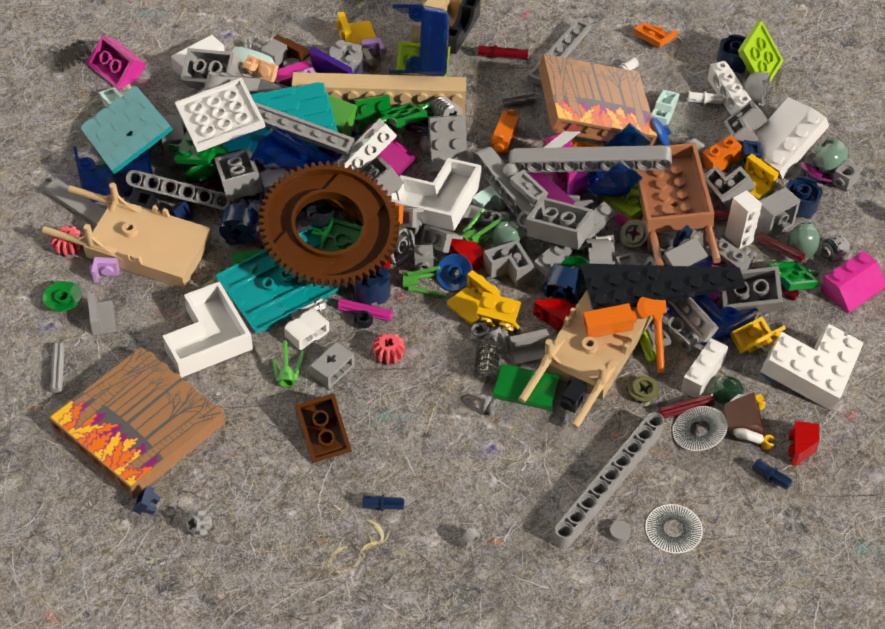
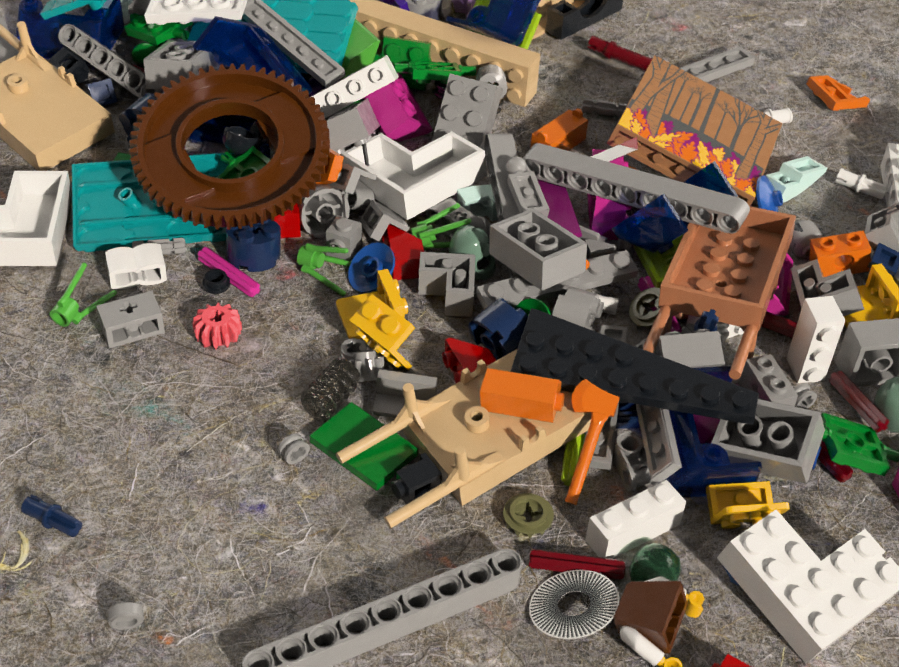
camera: 25 degrees right, 5 degrees down
(322, 428) = (53, 387): reddish brown slope -> none

